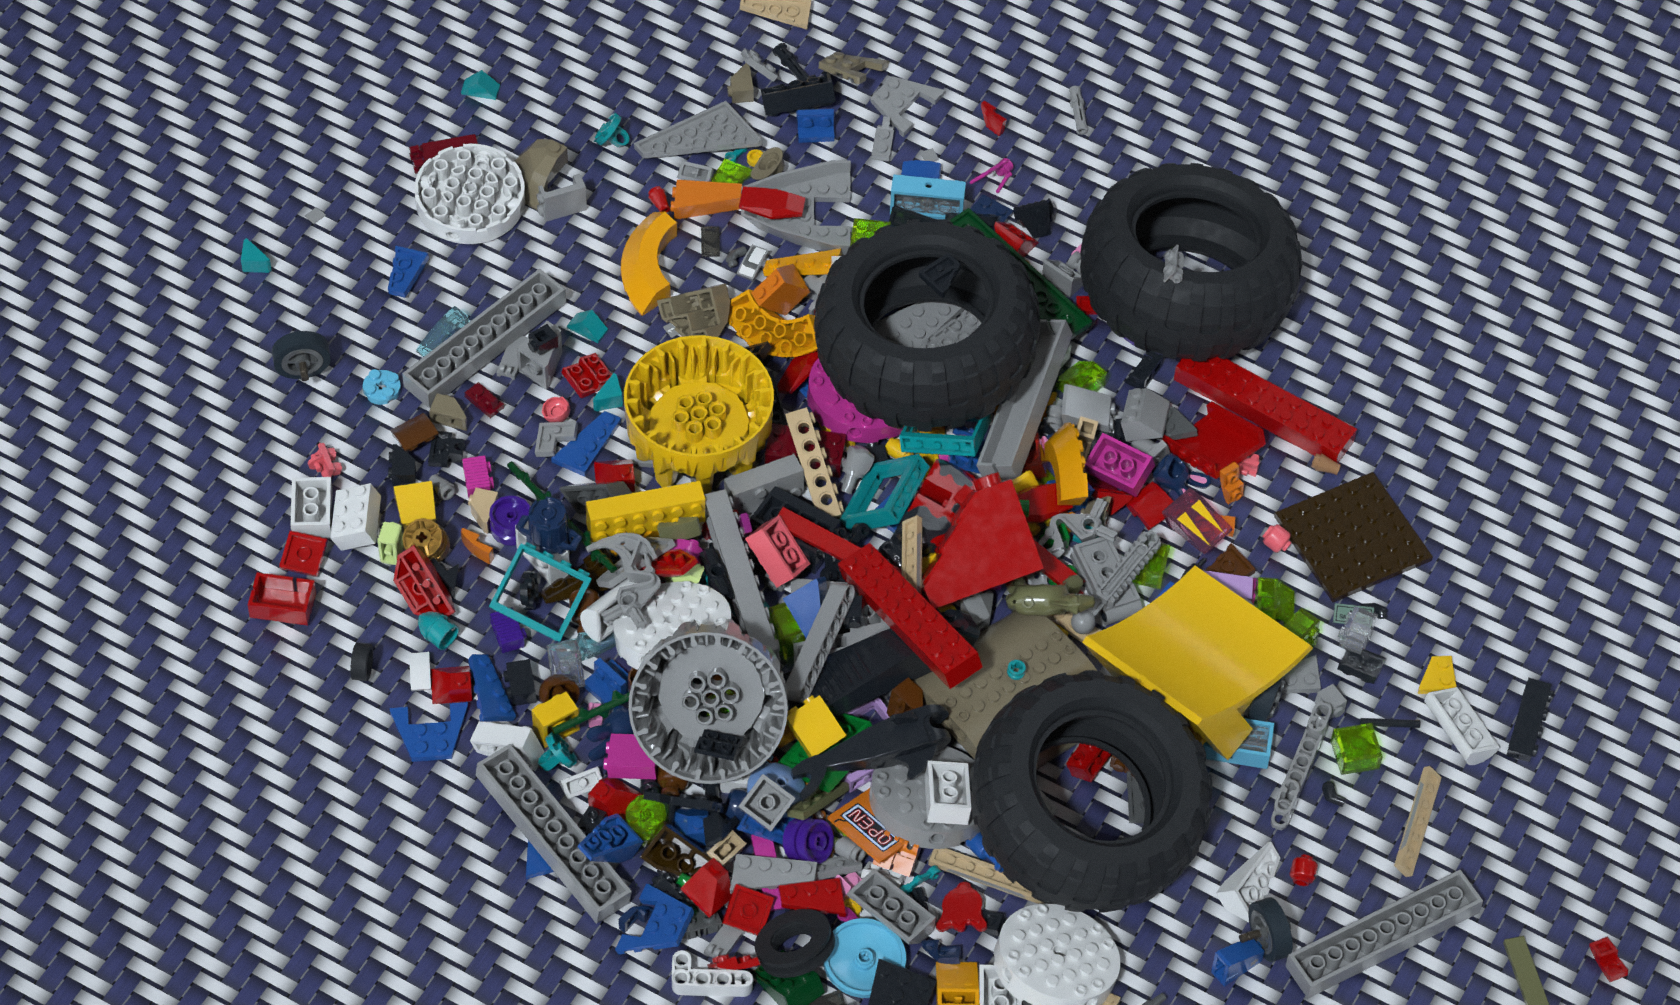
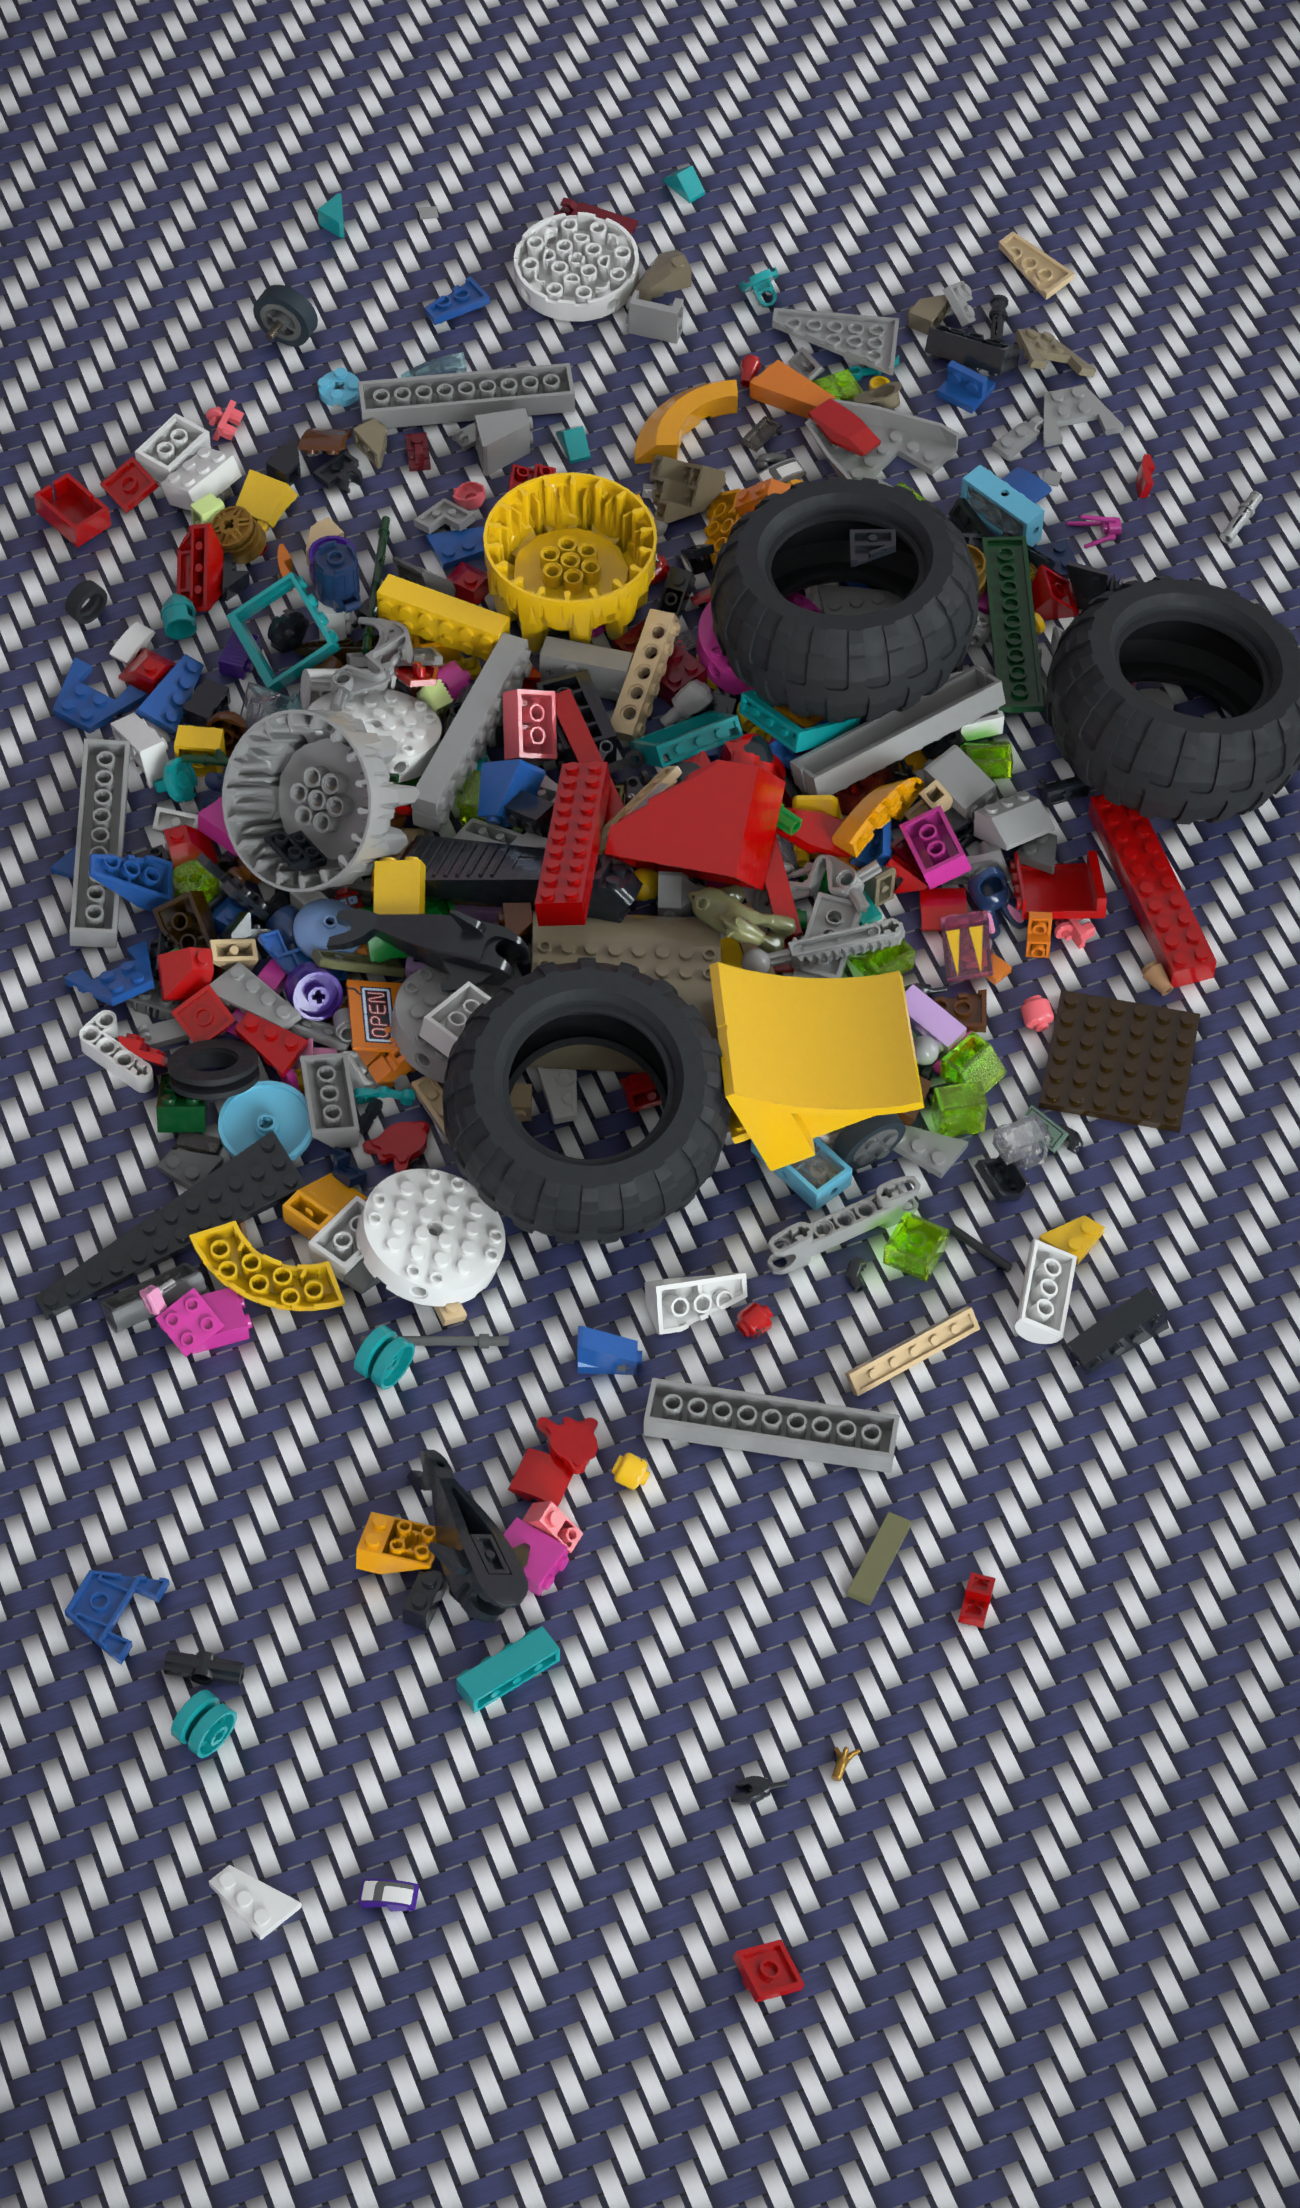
camera: 40 degrees right, 0 degrees up
(443, 488) = (304, 503): light grey cone -> none
(476, 474) = (345, 508): dark pink brick -> none
(542, 340) = (498, 419): black brick -> none
(632, 915) = (103, 958): dark blue slope -> none
(683, 529) = (464, 654): olive slope -> none
(744, 523) = (517, 680): magenta tile -> none
(766, 802) = (295, 928): light grey brick -> none
(819, 641) = (487, 819): light grey beam -> none
(1016, 664) = (635, 951): teal bush -> none
(1173, 265) = (1112, 677): light grey hinge -> none
(1270, 929) = (655, 1344): black wheel -> none
(1333, 697) = (935, 1189): light grey brick -> none

